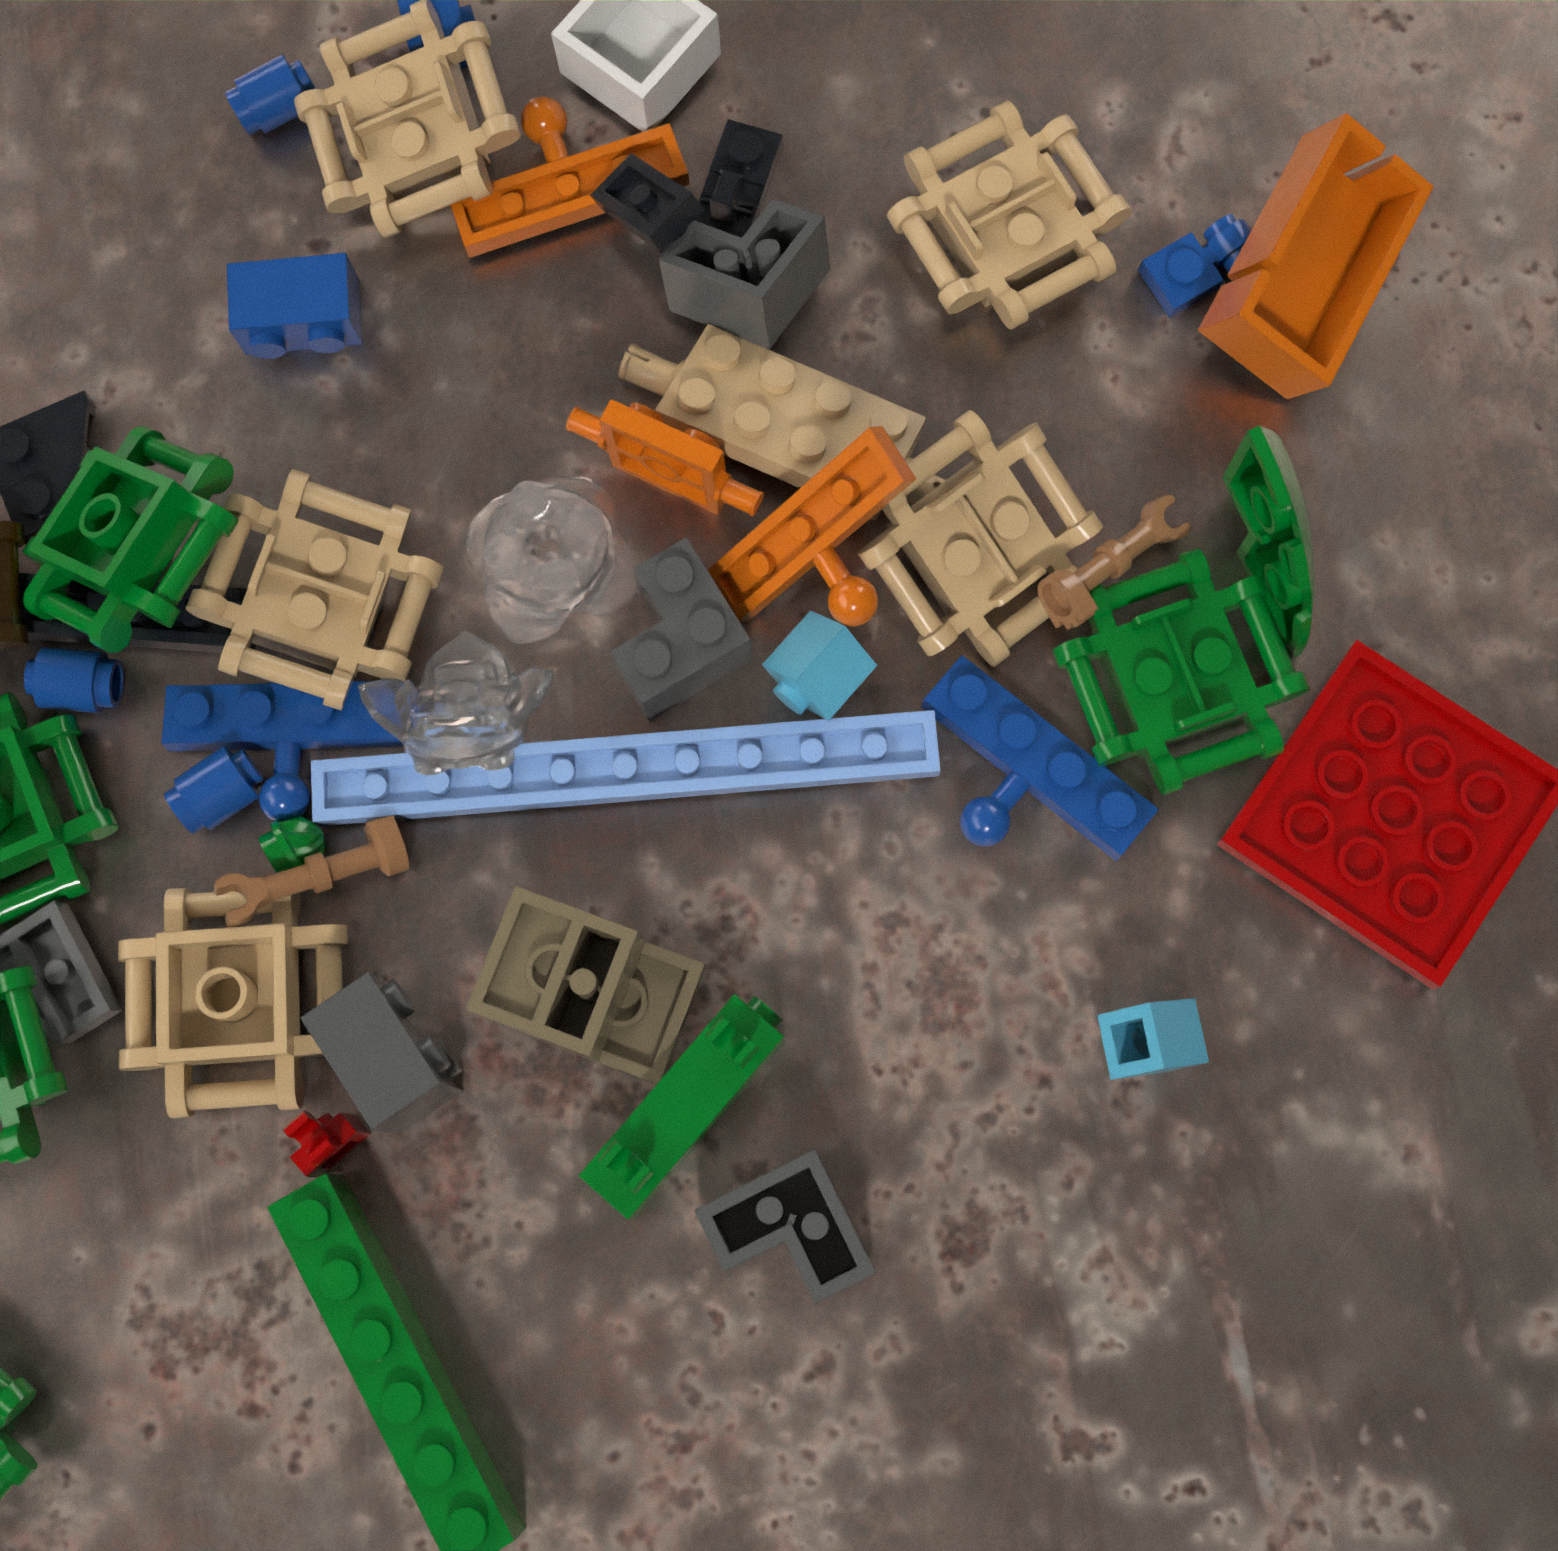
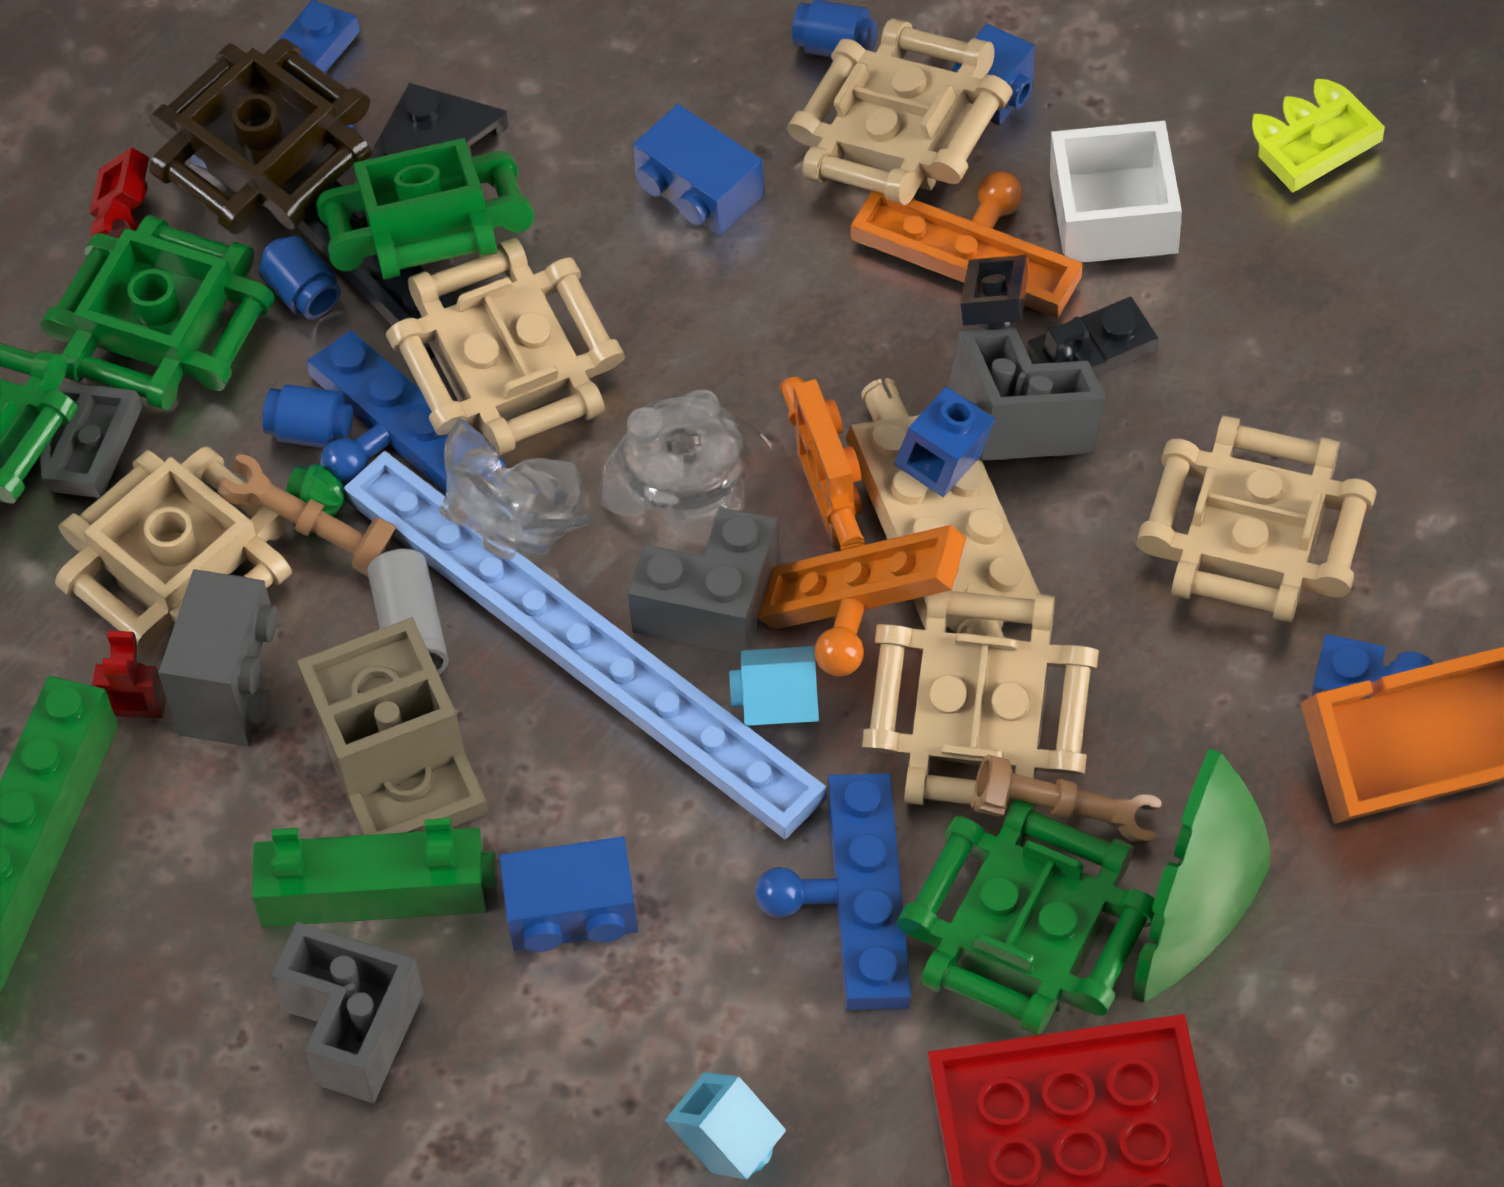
camera: 45 degrees right, 20 degrees down
(470, 869) = (404, 590): none -> light grey pin
(750, 359) = (944, 441): none -> blue brick
(843, 974) = (568, 894): none -> blue brick

